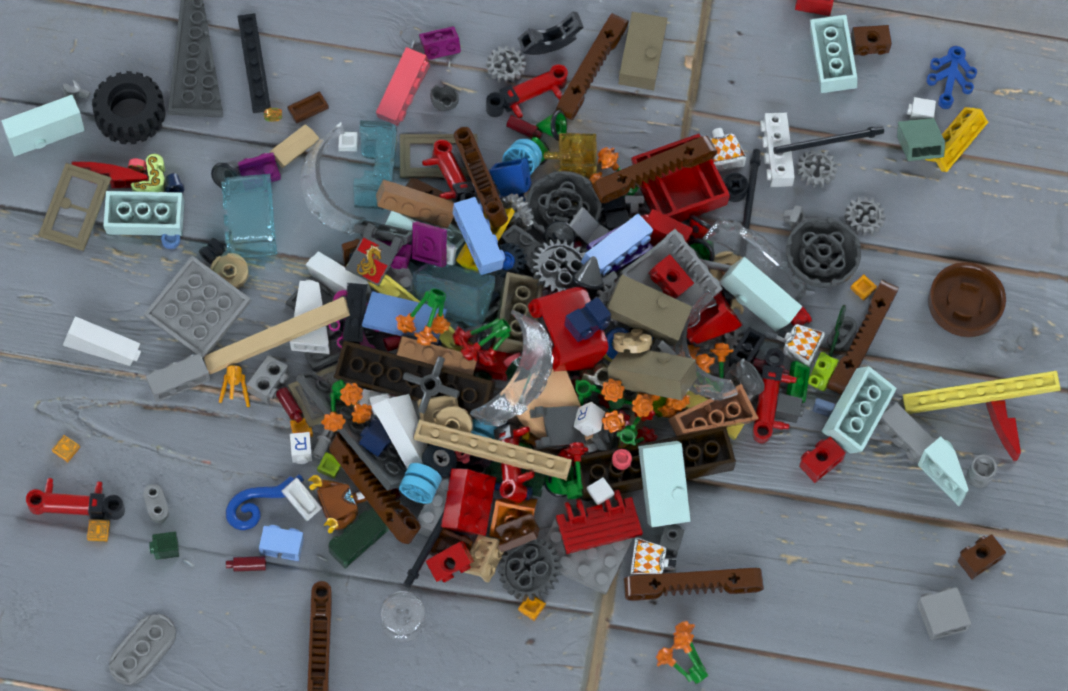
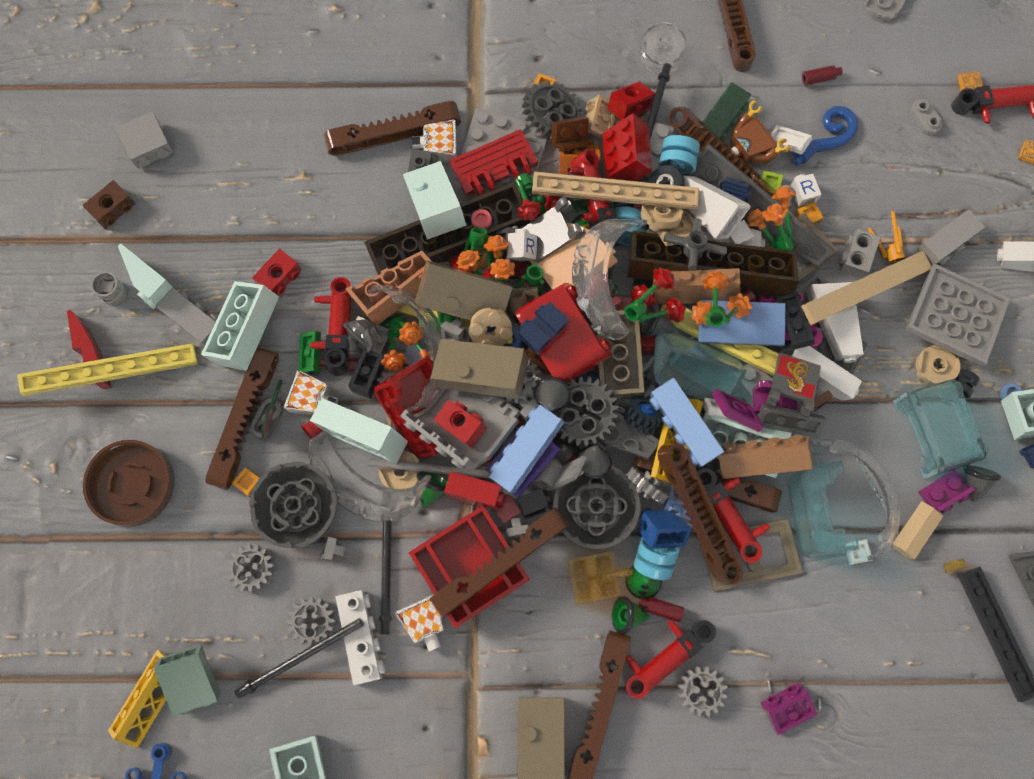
camera: 175 degrees right, 10 degrees up
(164, 545) = (903, 75): clear green brick -> none
(278, 540) = (795, 96): light blue piece -> none
(289, 404) = (831, 232): dark red cylinder -> none
(308, 107) = (917, 588): reddish brown tile -> none
(403, 86) = (817, 632): coral wedge -> none
(444, 98) = (765, 628): dark grey hair -> none
(551, 39) = (658, 739): black arch -> none
(600, 491) = (497, 183): white tile -> none
(609, 160) = (554, 564): orange plant -> none
(683, 640) = (393, 52): plant -> none
(699, 227) = (436, 514): hat -> none
(737, 193) = (413, 575): black wheel -> none
(789, 408) = (315, 320): dark grey brick -> none
(822, 371) = (284, 364): lime hips -> none
(823, 407) = (279, 329): sand blue tile -> none
(921, 109) = (189, 727): white brick -> none

